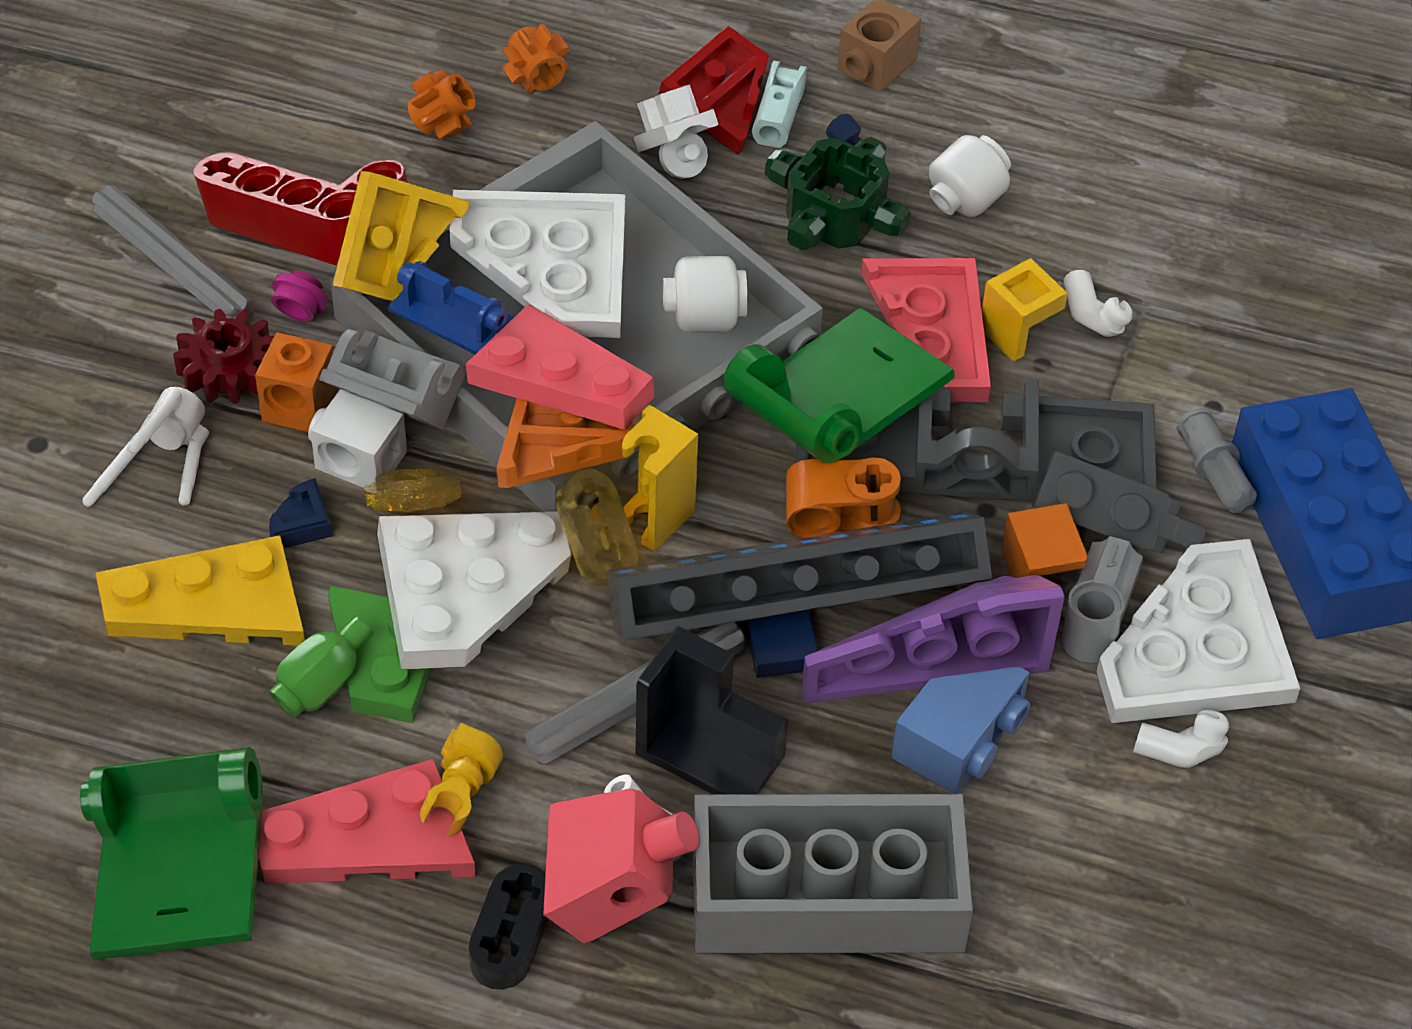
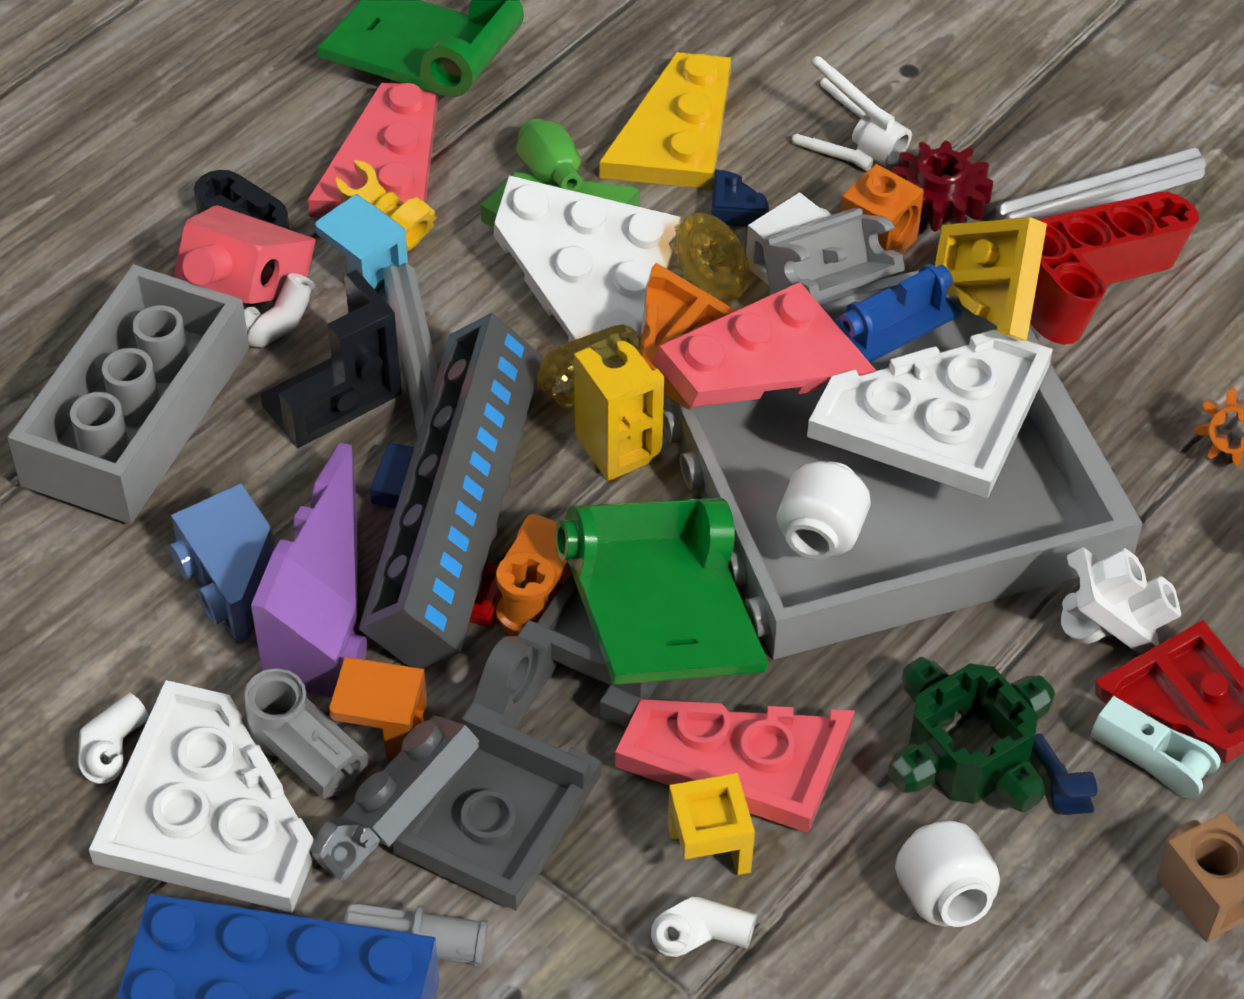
camera: 115 degrees right, 0 degrees up
(524, 771) = (365, 238): none -> medium azure panel

